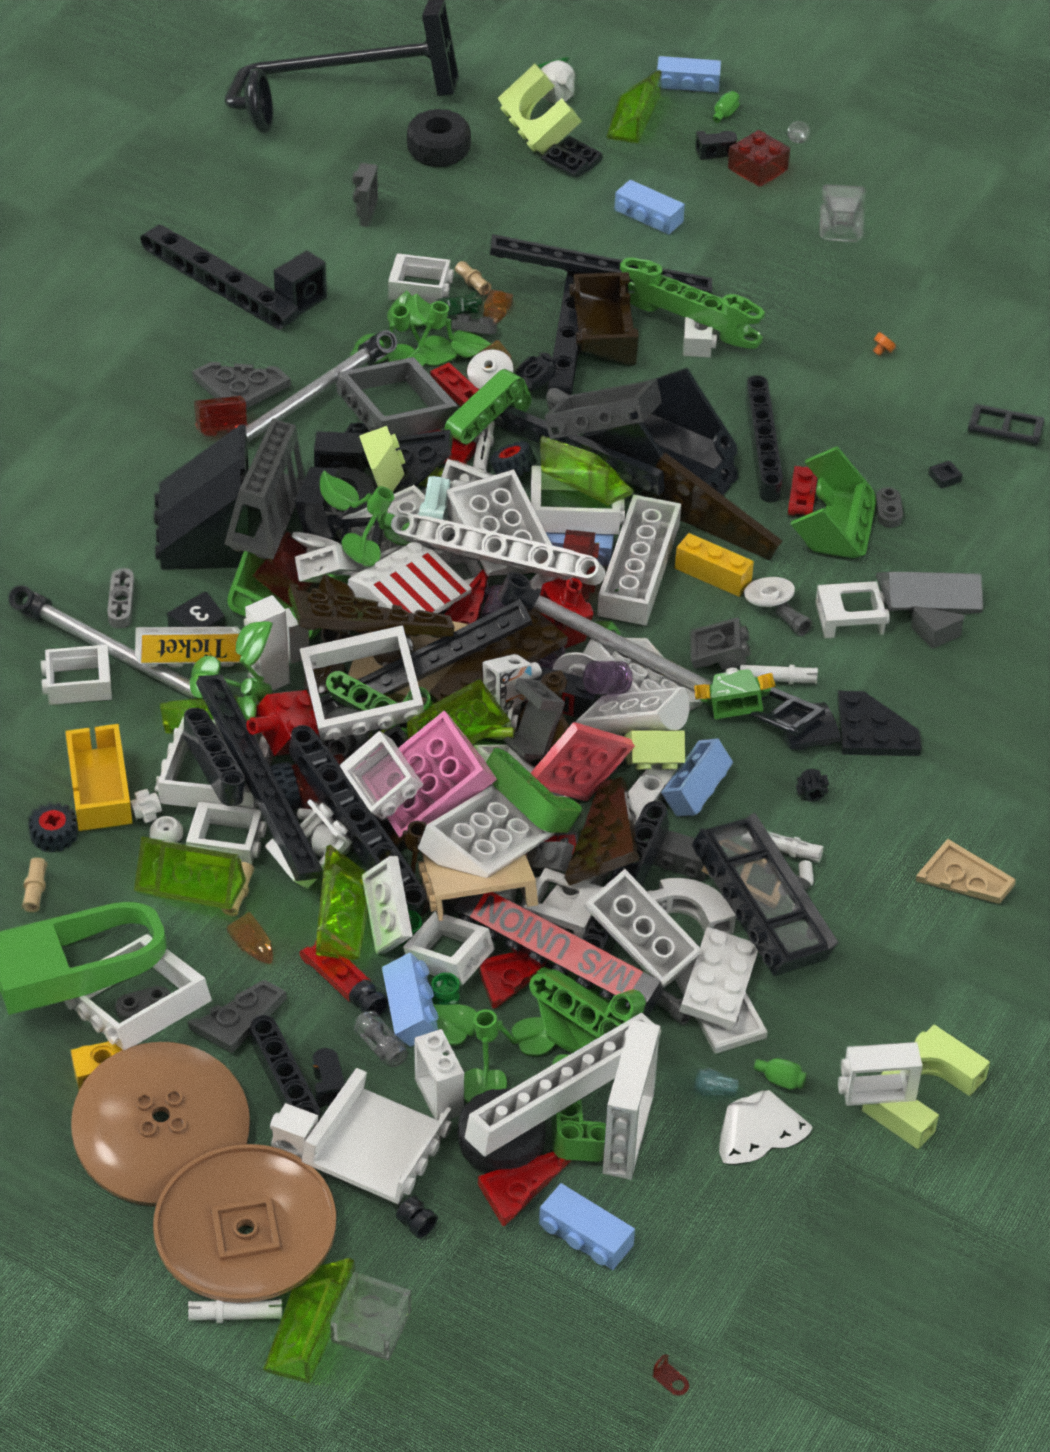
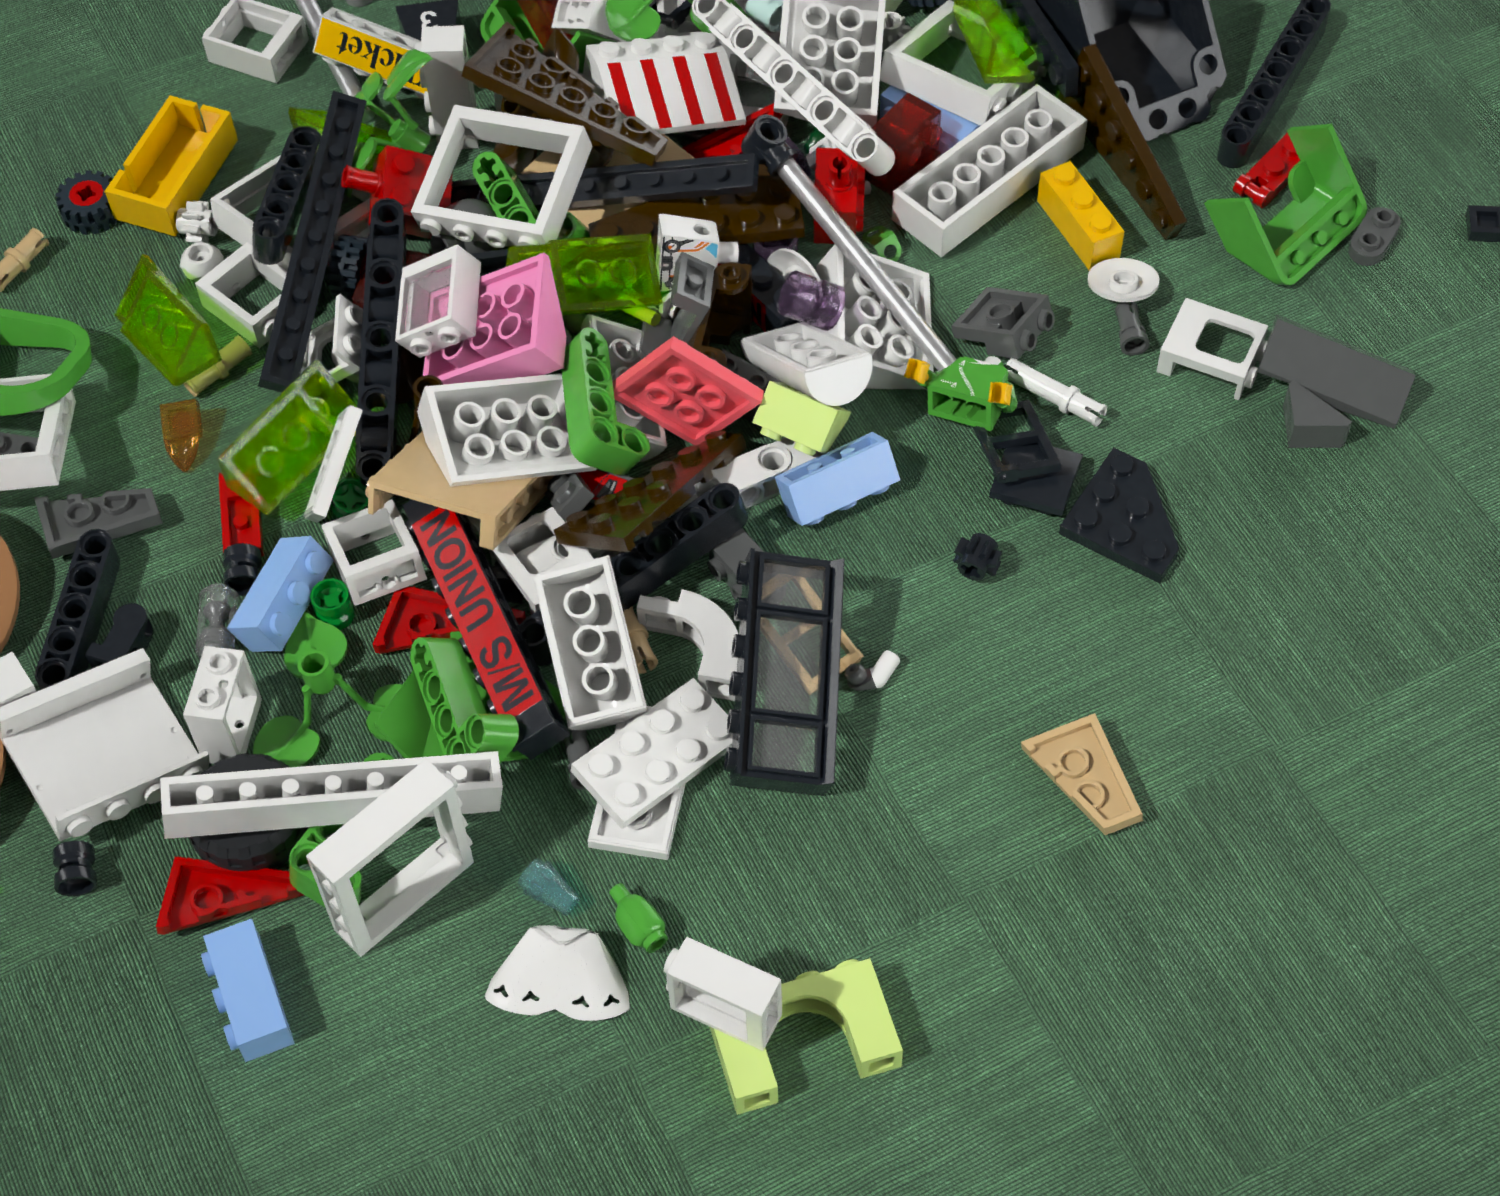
camera: 35 degrees right, 10 degrees up
(797, 848) = (892, 626): white pin -> none

